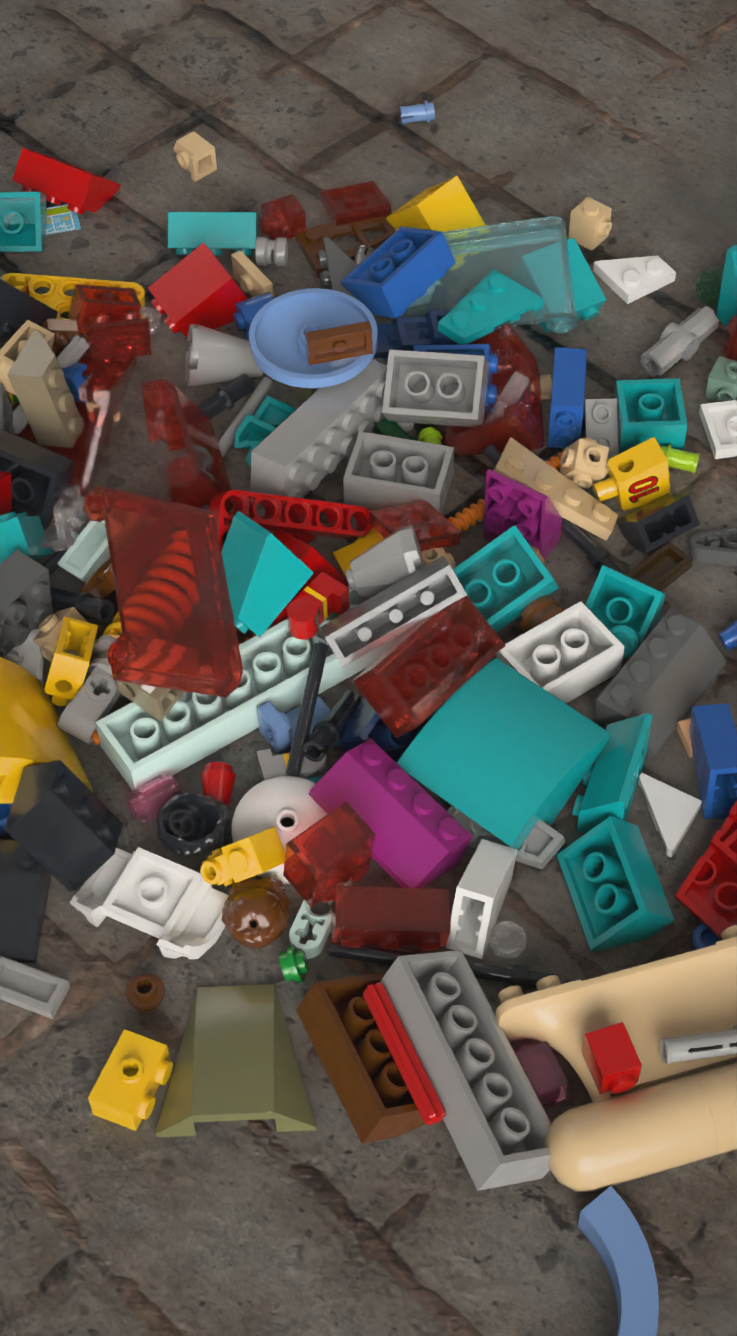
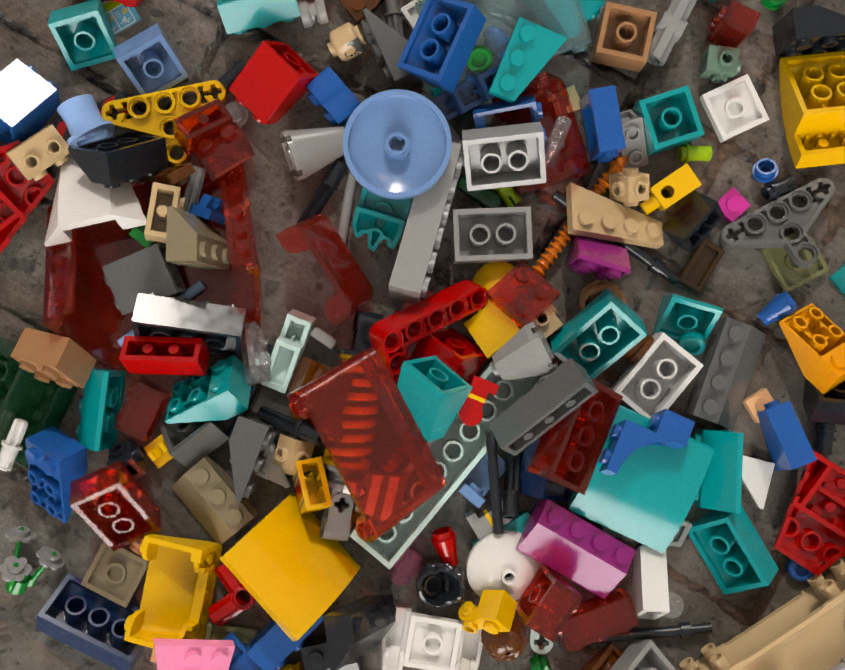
camera: 20 degrees left, 35 degrees up
(74, 252) = (150, 61): none -> medium blue slope
(249, 276) = (307, 49): tan plate -> none
(296, 277) = (346, 42): none -> tan head
(339, 343) = (435, 152): reddish brown plate -> none
(438, 300) = (479, 59): none -> green plate
(500, 676) = (665, 430): none -> blue arch
(618, 333) = (623, 37): none -> medium nougat brick
(714, 517) = (732, 205): none -> dark pink plate

